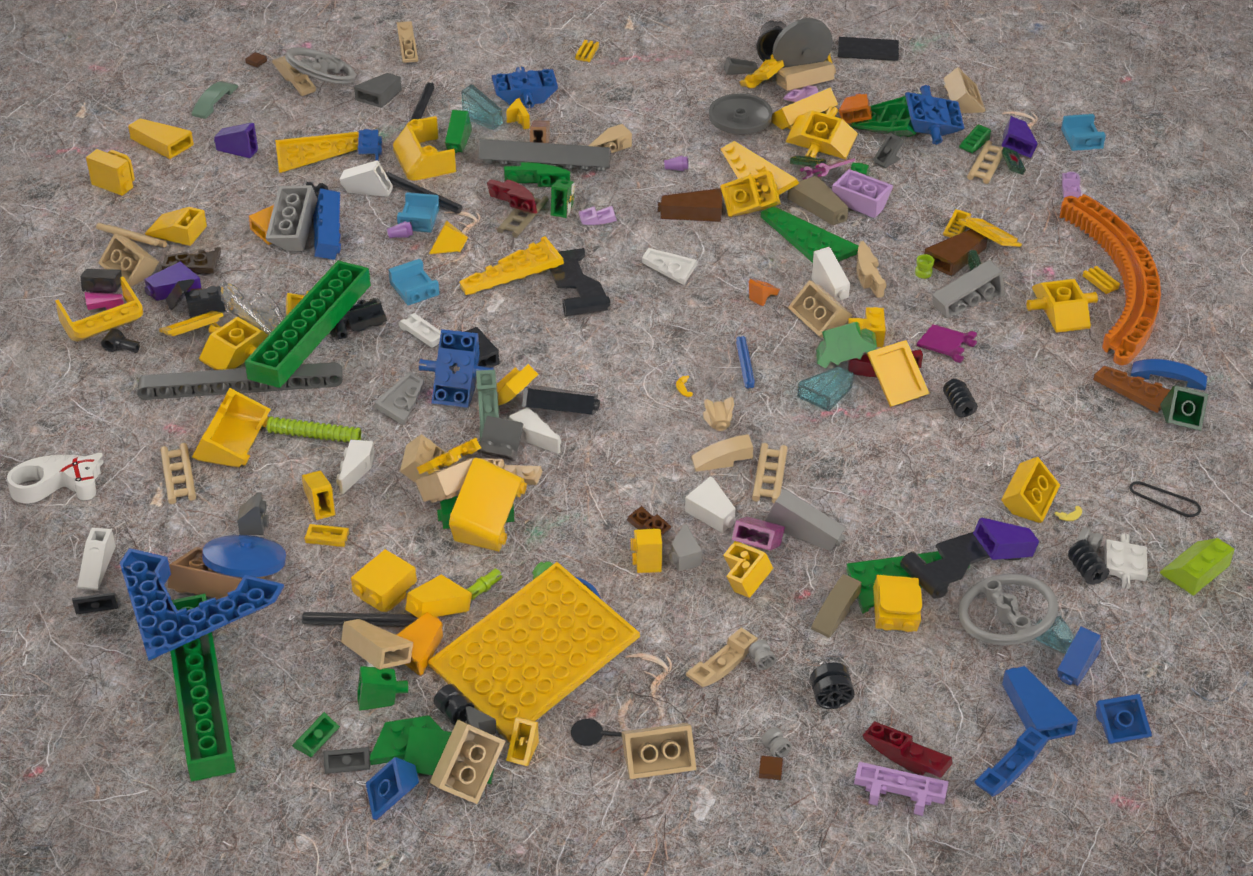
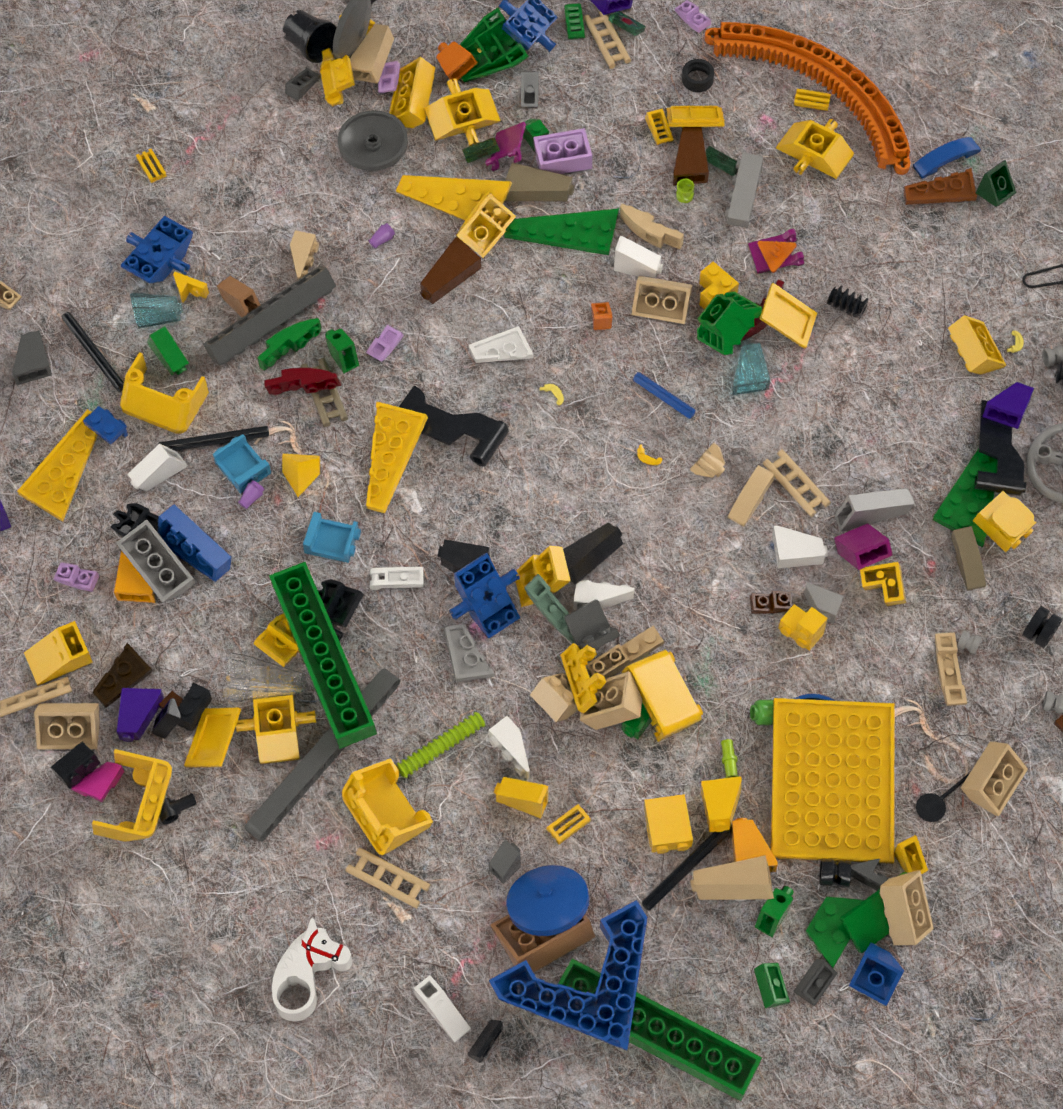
camera: 45 degrees left, 20 degrees up
(244, 201) = (75, 577): none -> lavender slope
(673, 311) = (556, 392): none -> light yellow piece
(944, 338) = (775, 252): none -> orange piece
(1029, 208) = (697, 65): none -> black tyre

